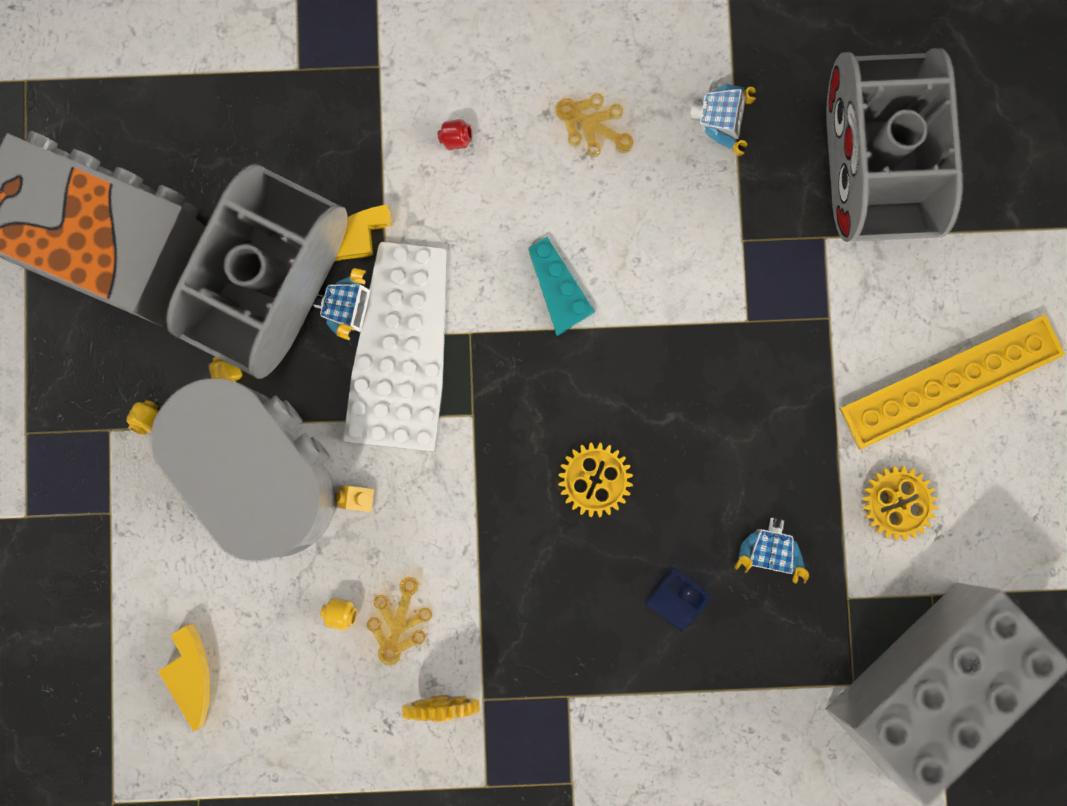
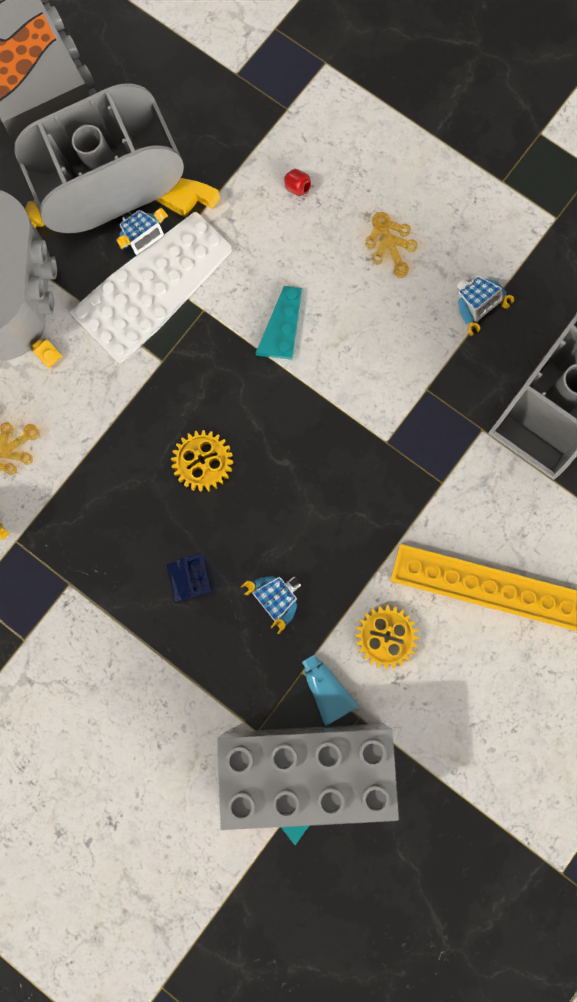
camera: 45 degrees right, 5 degrees down
(891, 597) = (329, 694): none -> medium azure piece

